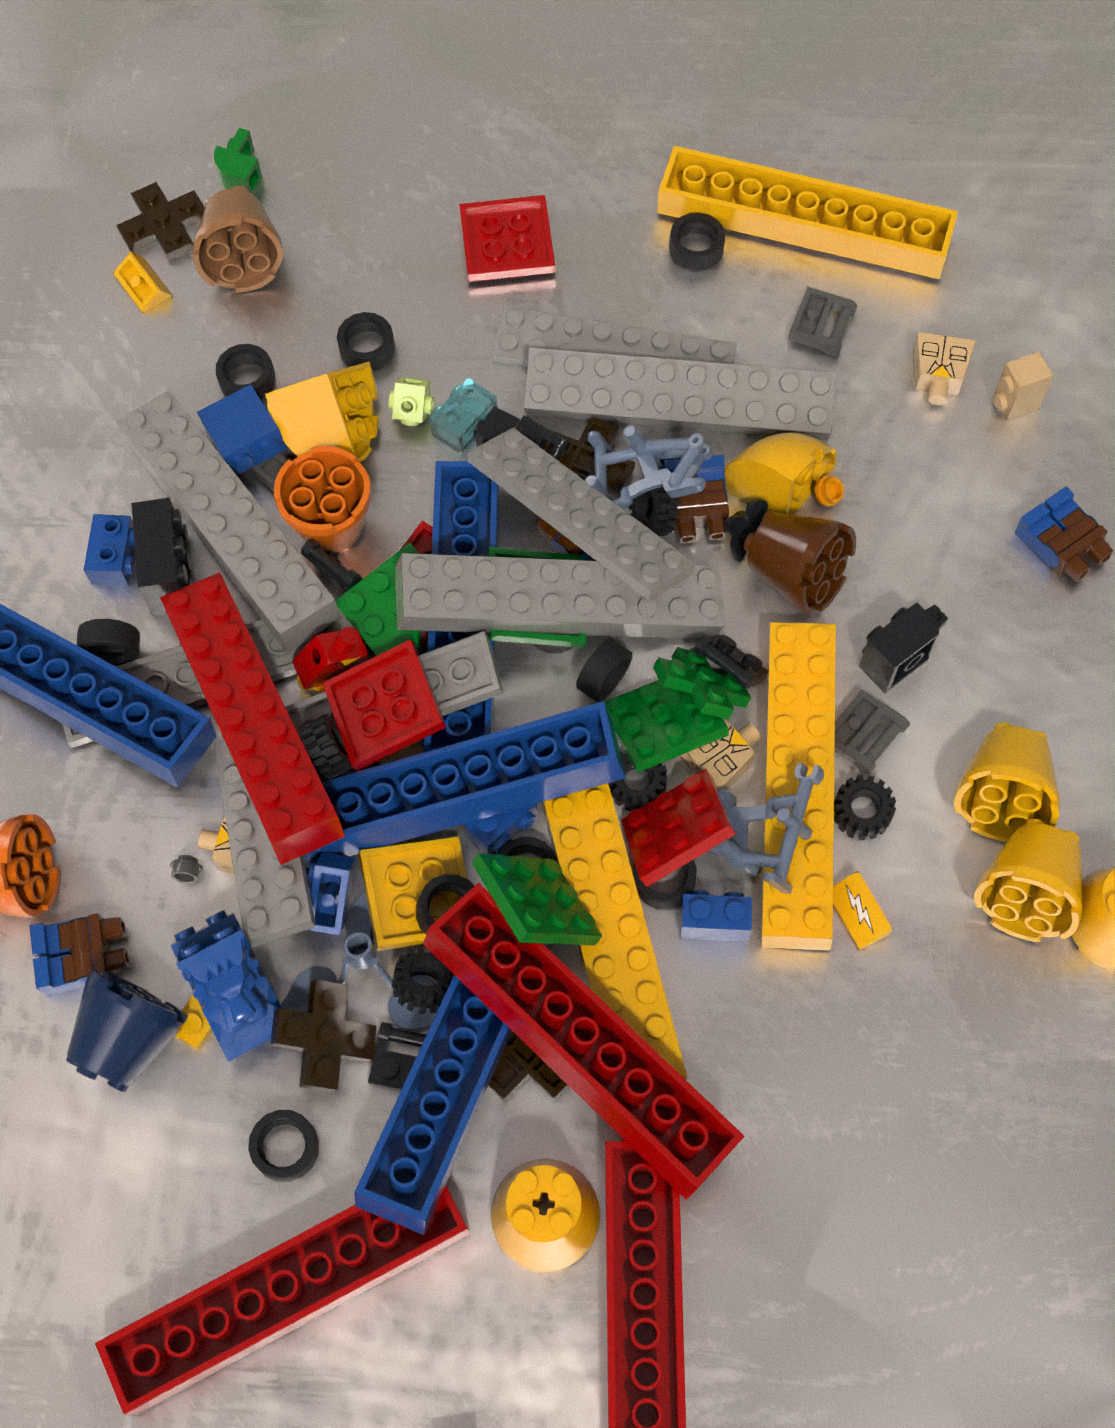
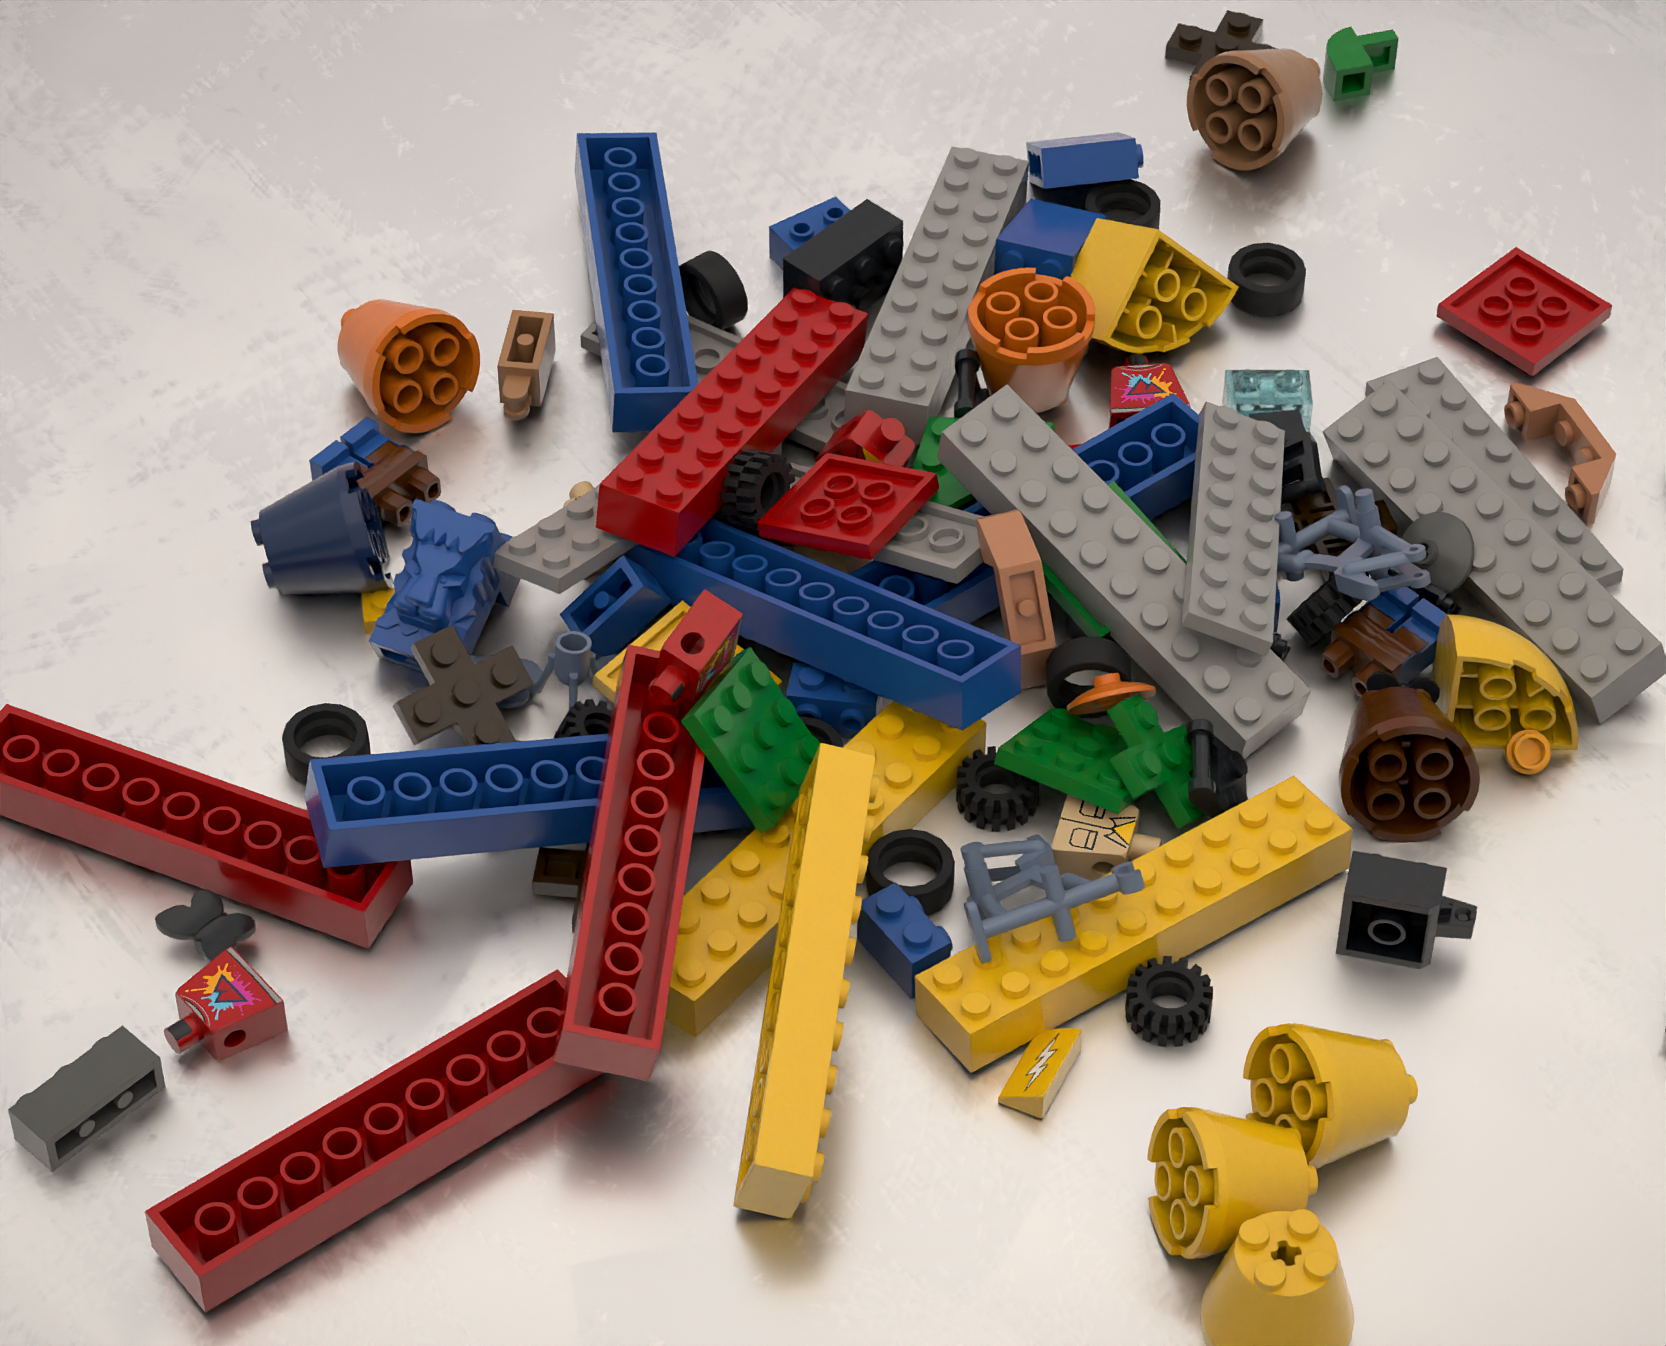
camera: 50 degrees right, 20 degrees down
(66, 794) = (525, 362): none -> medium nougat brick
(141, 282) = (1140, 83): yellow slope -> none
(186, 869) = (538, 501): dark grey plate -> none
(191, 360) = (1084, 160): none -> blue brick
(381, 1328) = (206, 924): none -> black animal
(405, 476) = (1140, 386): none -> red torso
(411, 400) = (1233, 345): yellowish green brick -> none
(457, 1364) = (226, 1009): none -> red torso
(481, 895) = (697, 650): none -> red torso
(518, 648) = (1021, 590): none -> nougat slope
(552, 1239) = (437, 970): yellow cone -> none
(639, 673) = (1107, 693): none -> orange dish
(647, 292) = (1544, 413): none -> nougat slope
(665, 411) = (1449, 545): none -> dark grey dish
(677, 827) = (959, 824): red plate -> none
(737, 1005) = (807, 984): none -> yellow brick
(859, 722) = (1263, 939): dark grey plate -> none

